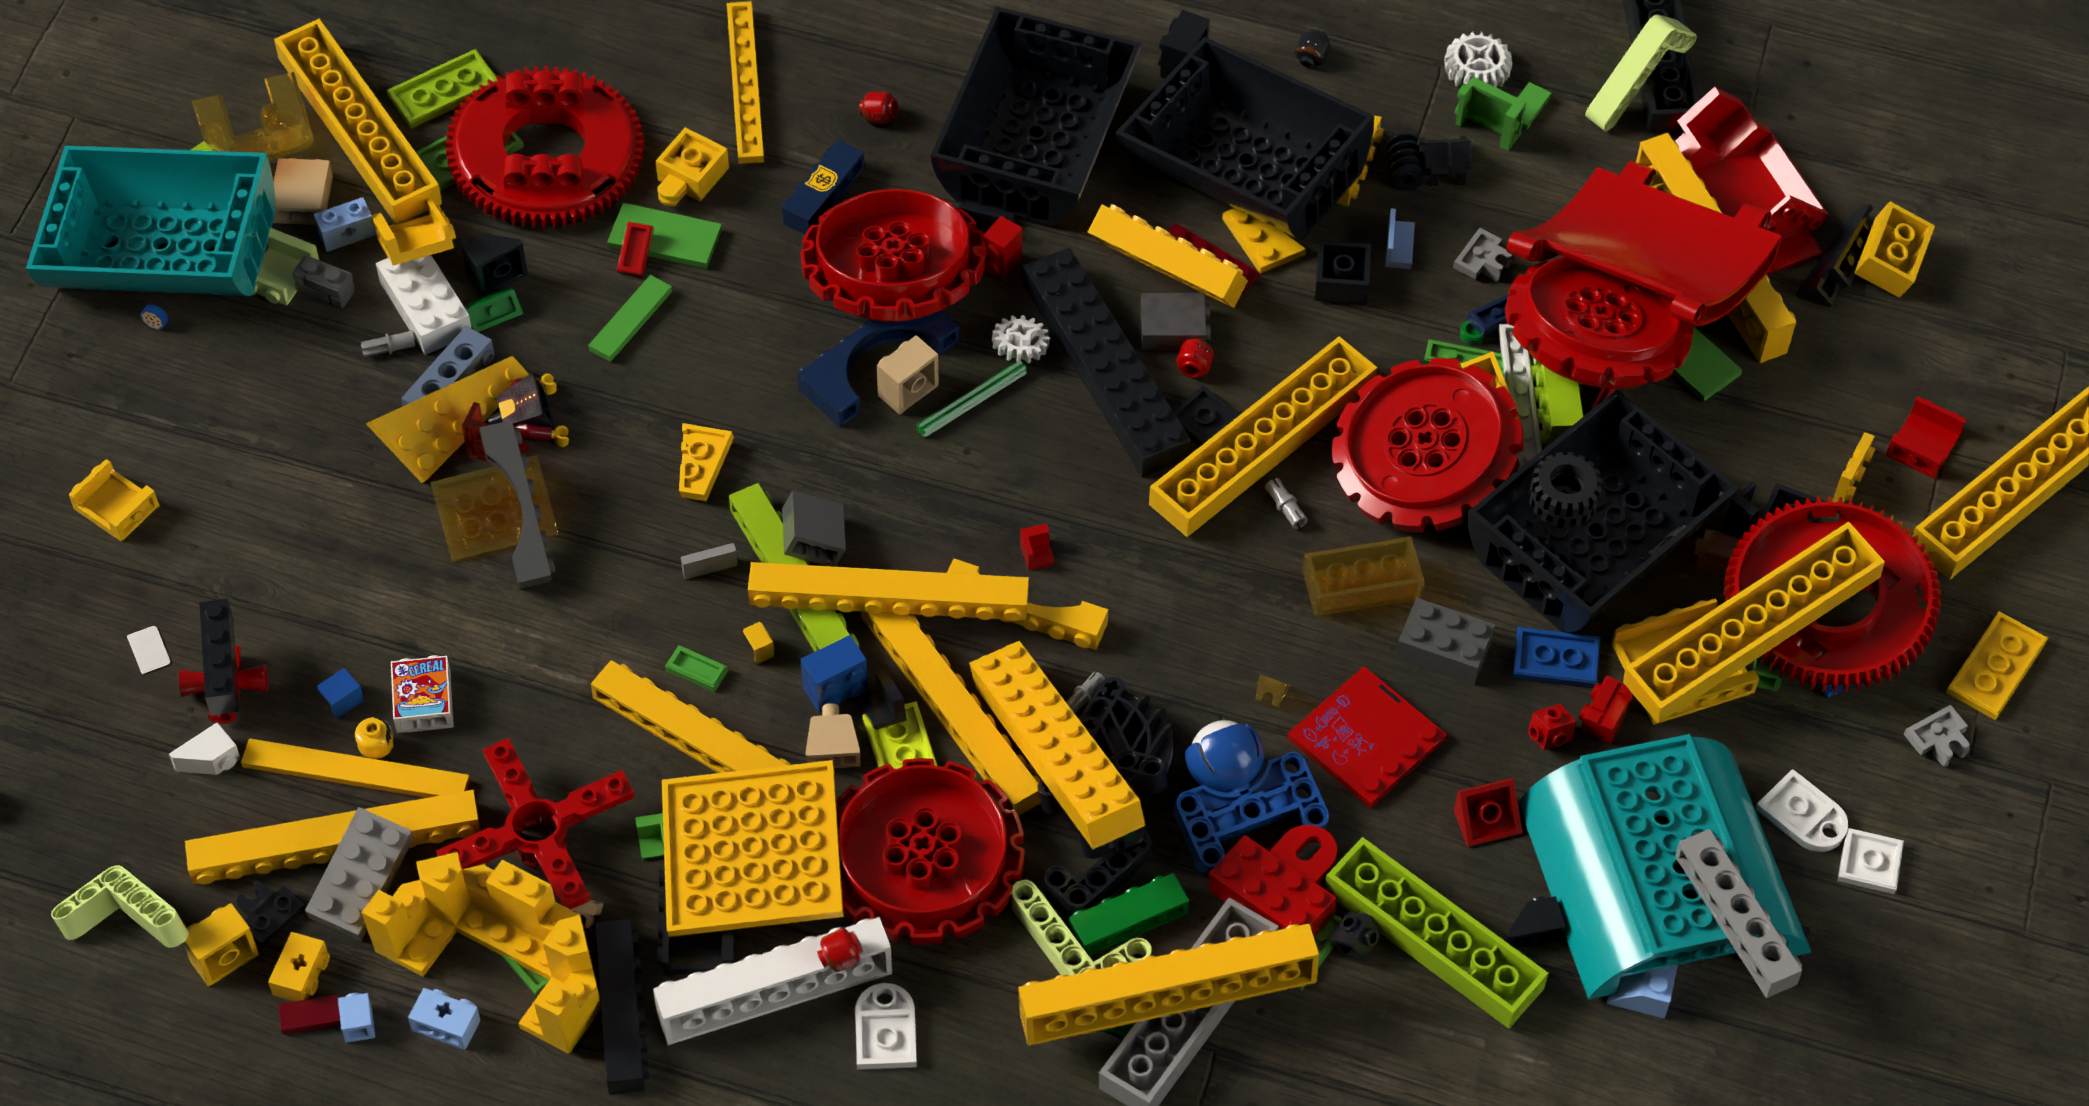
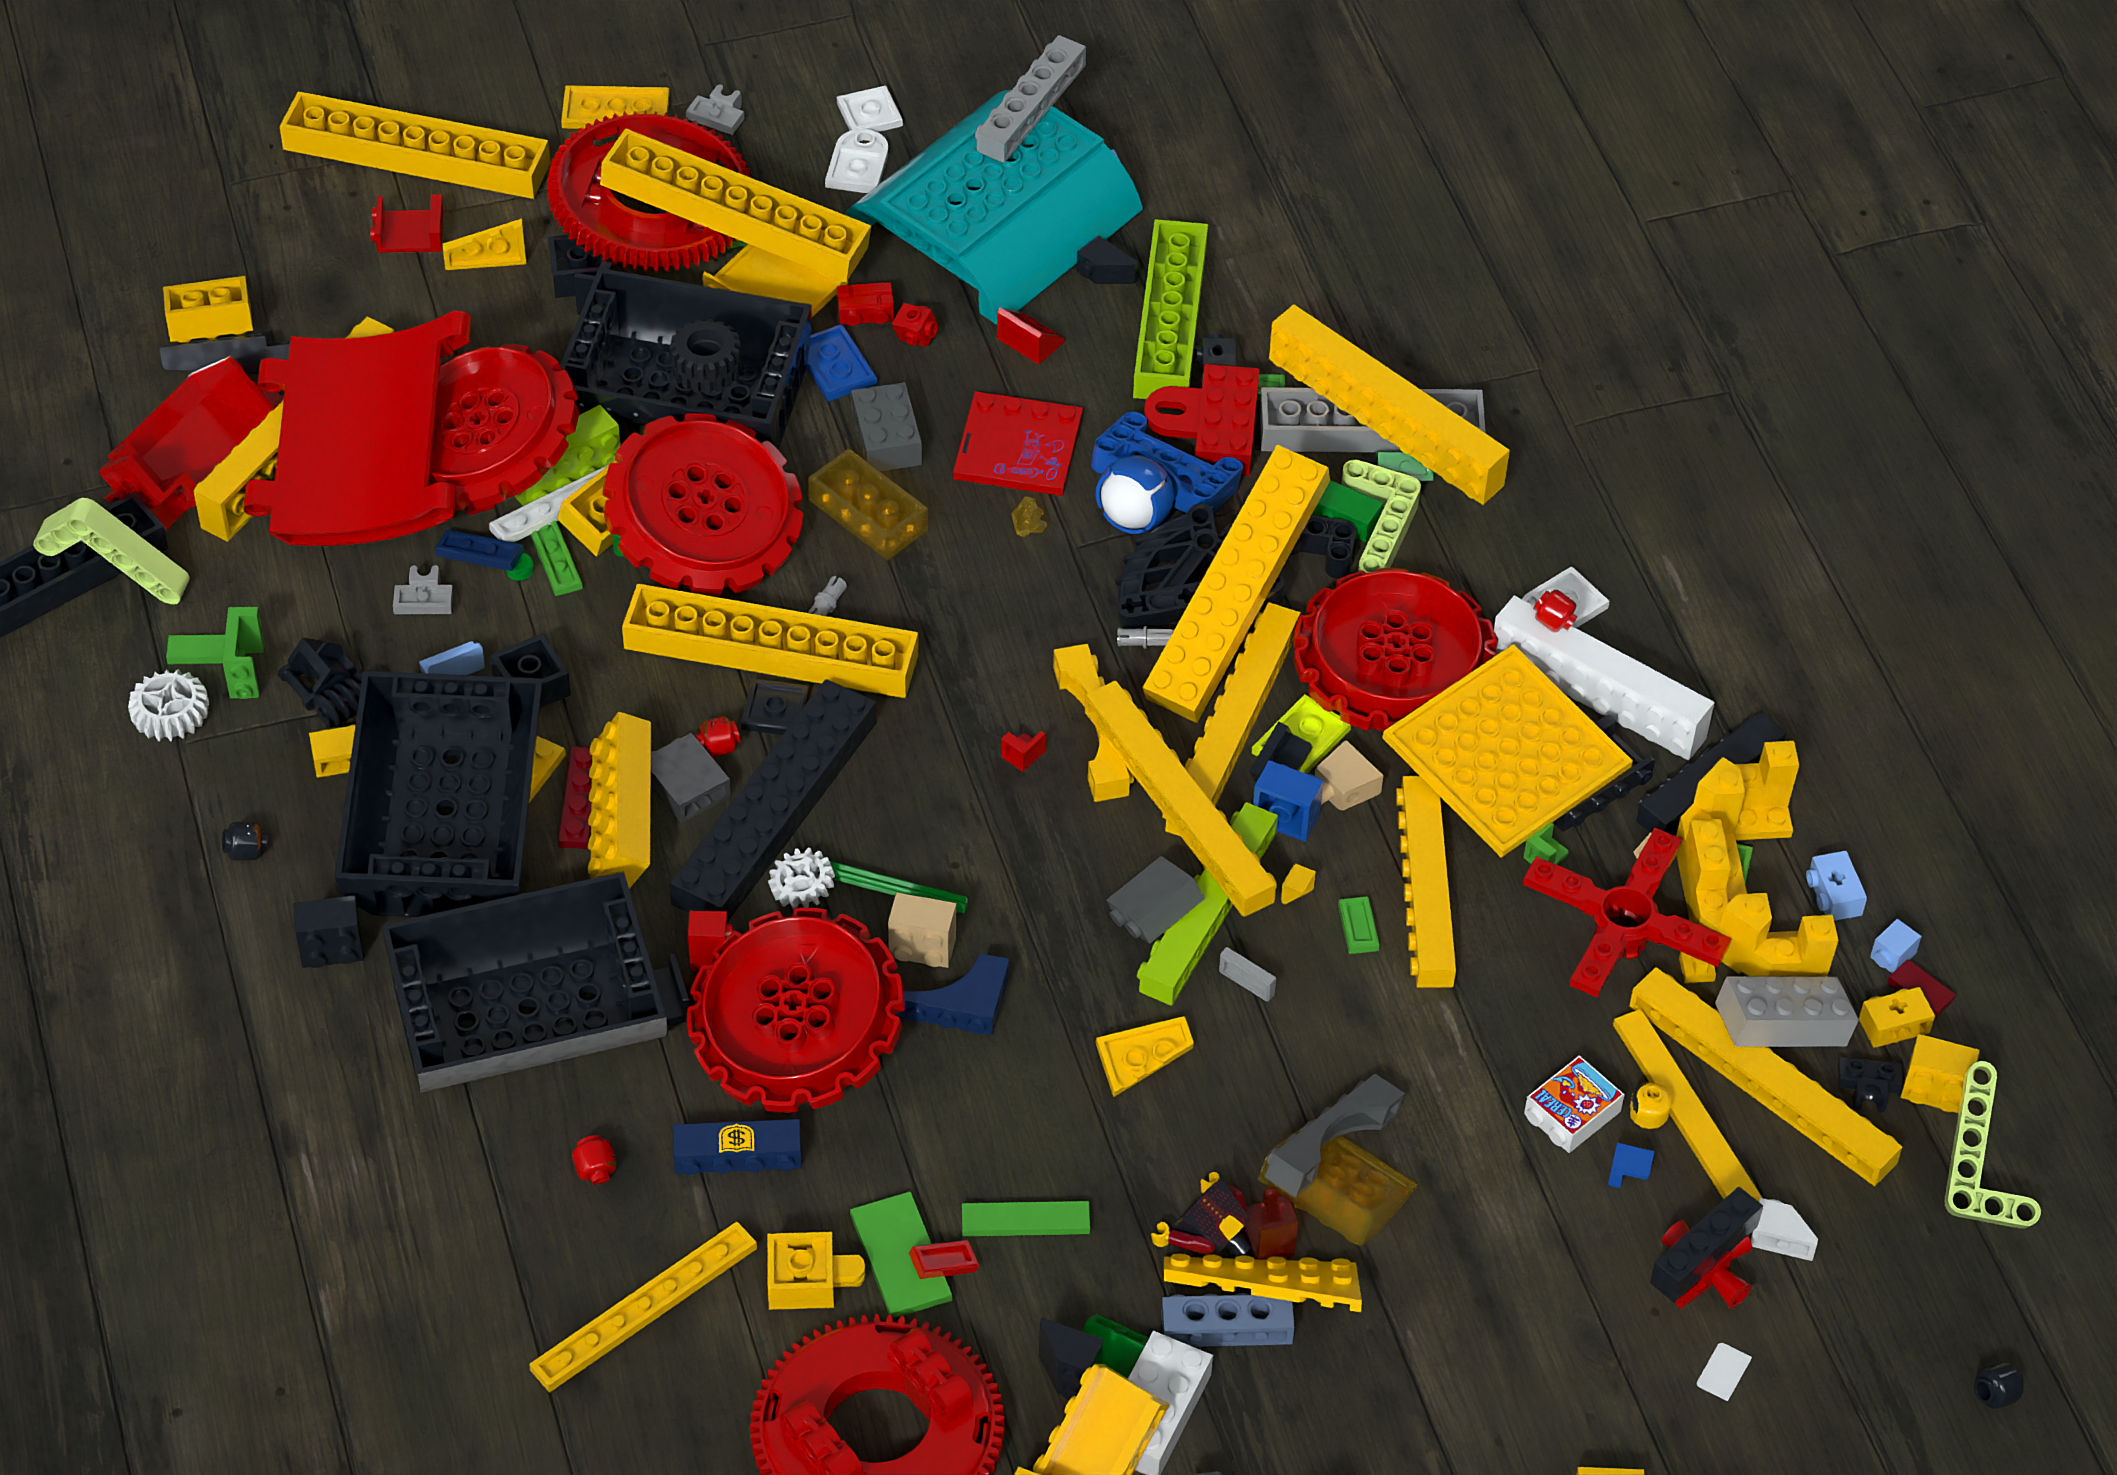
camera: 125 degrees left, 5 degrees down
(388, 344) = (1230, 1406): light grey axle -> none

